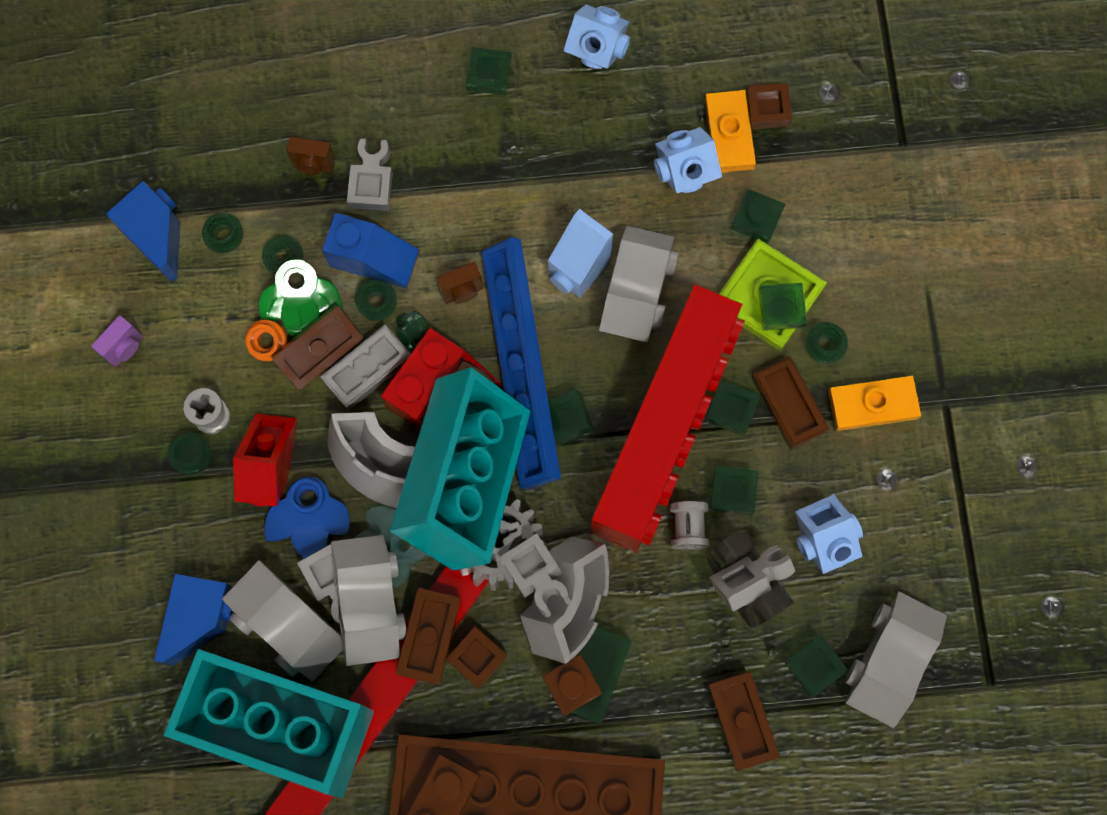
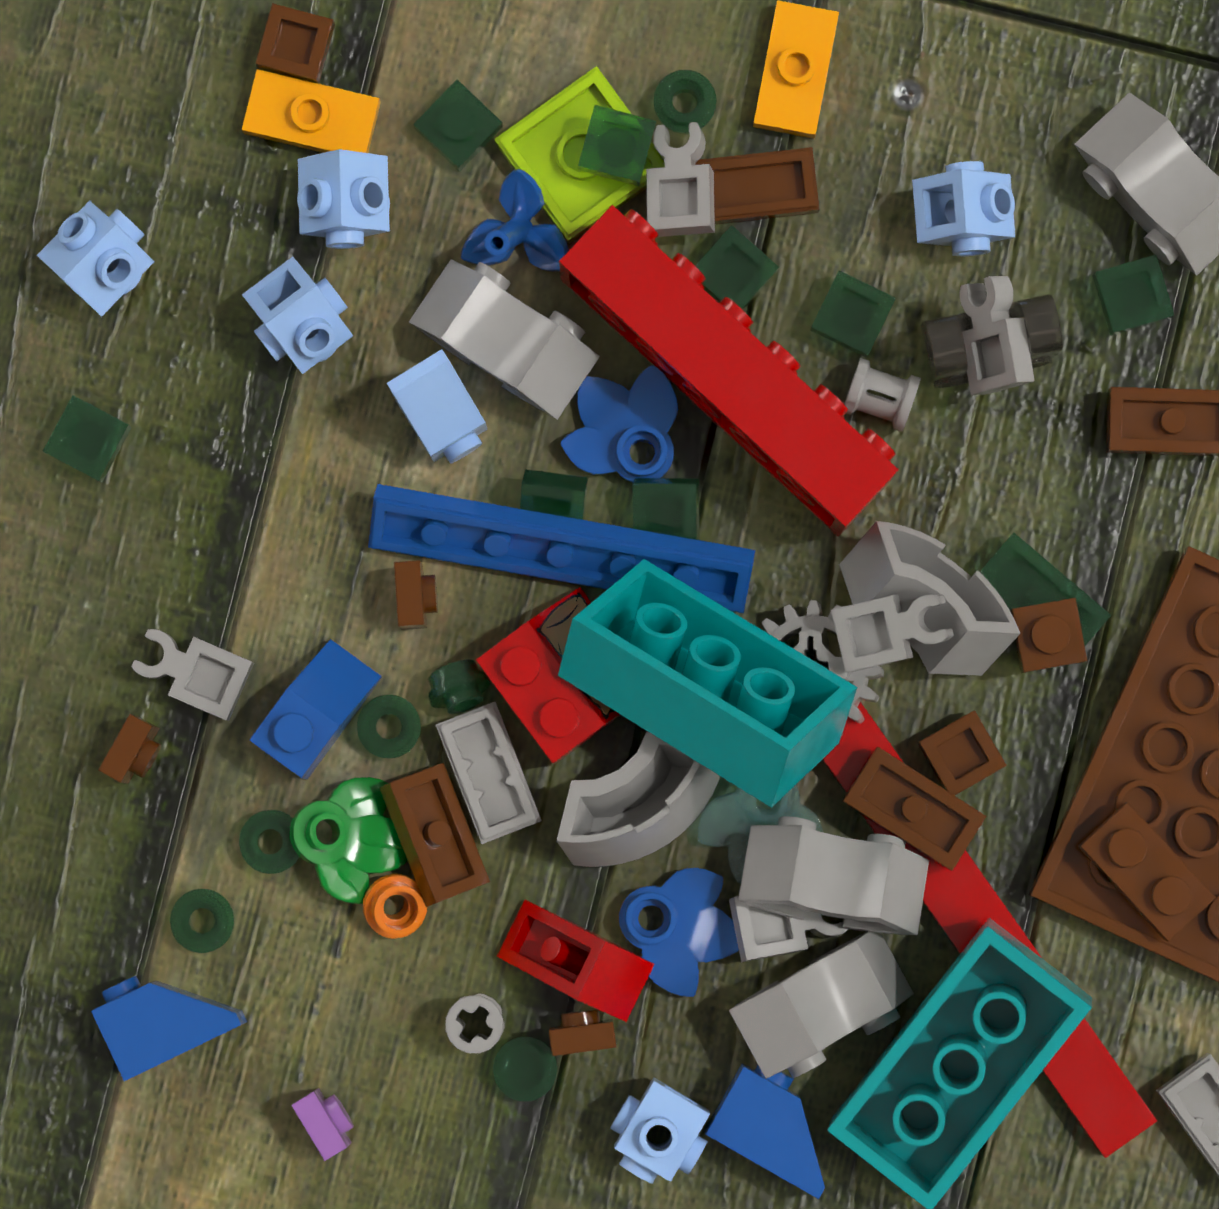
camera: 70 degrees left, 10 degrees up
(170, 546) = (660, 1107): none -> light blue brick
(219, 478) = (582, 1033): none -> reddish brown plate
(552, 345) = (554, 493): none -> clear green plate
(605, 158) = (298, 315): none -> light blue brick
(612, 371) = (620, 419): none -> blue plate
(696, 262) = (496, 240): none -> blue plant
(769, 356) = (681, 192): none -> light grey plate

